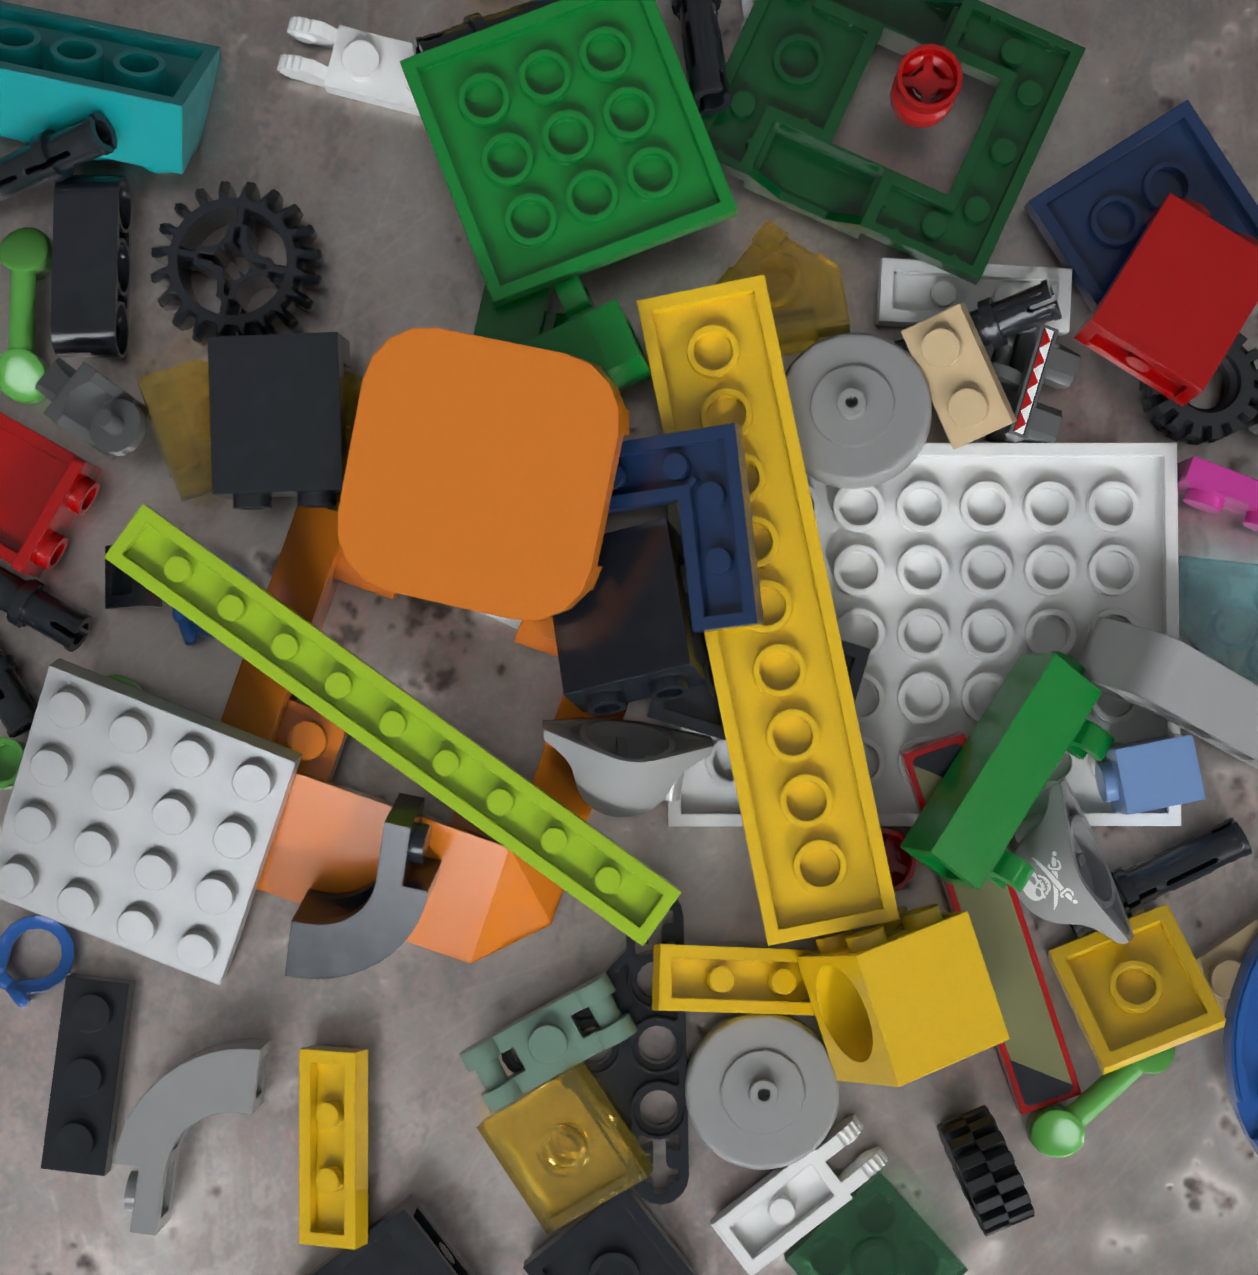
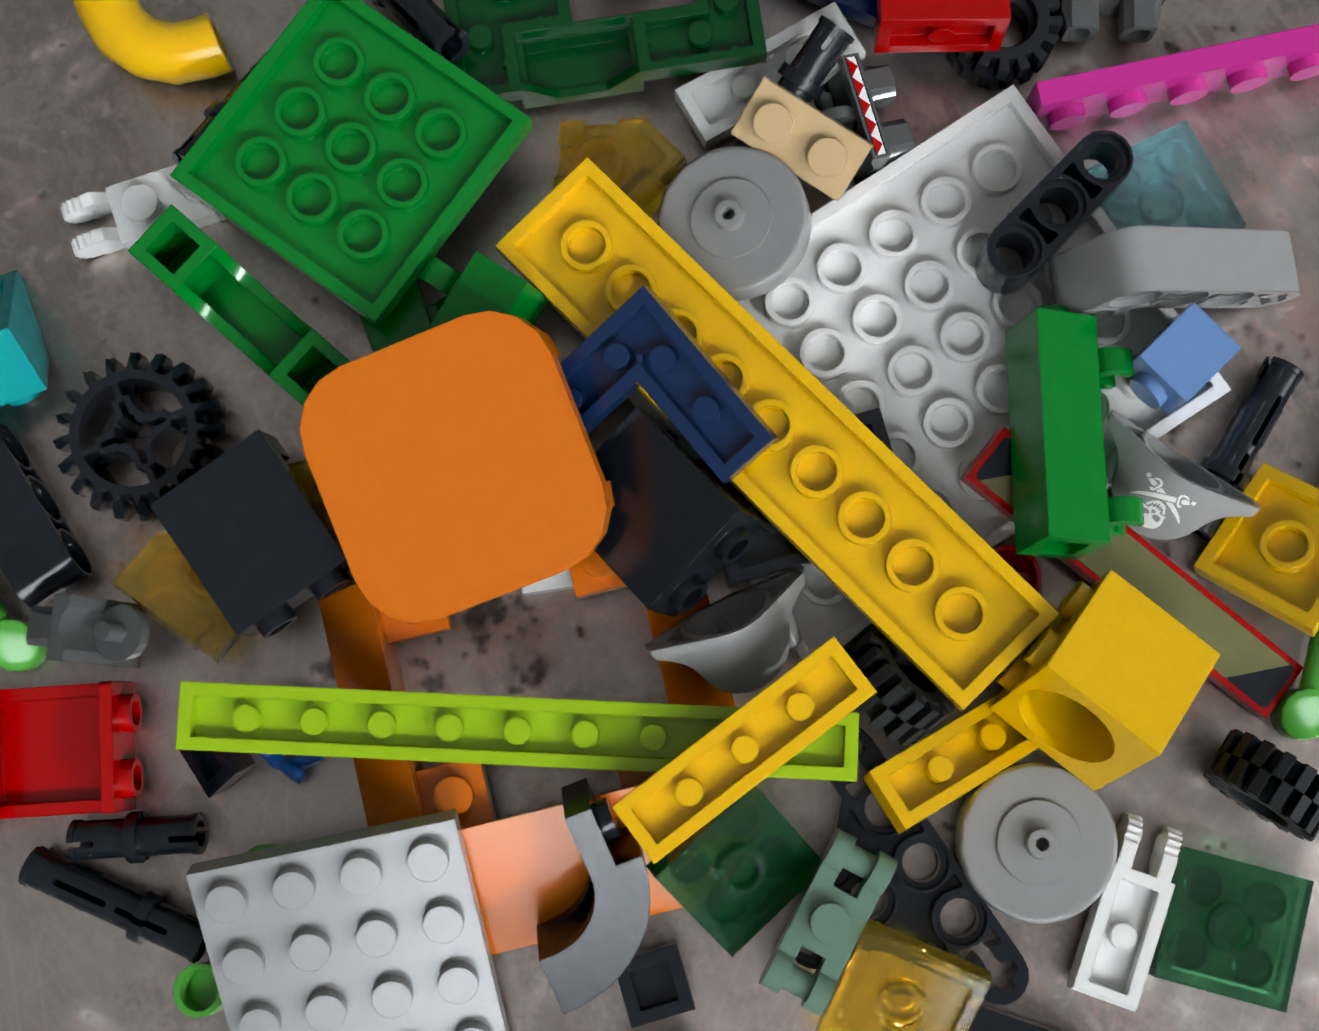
camera: 25 degrees left, 5 degrees down
(375, 1001) = (656, 985): none -> black plate
(389, 211) = (236, 304): none -> green arch
(502, 948) = (738, 870): none -> clear green plate
(566, 861) = (743, 749): none -> yellow plate
(721, 886) = (905, 698): none -> black tyre
(1160, 574) = (1071, 190): none -> black beam

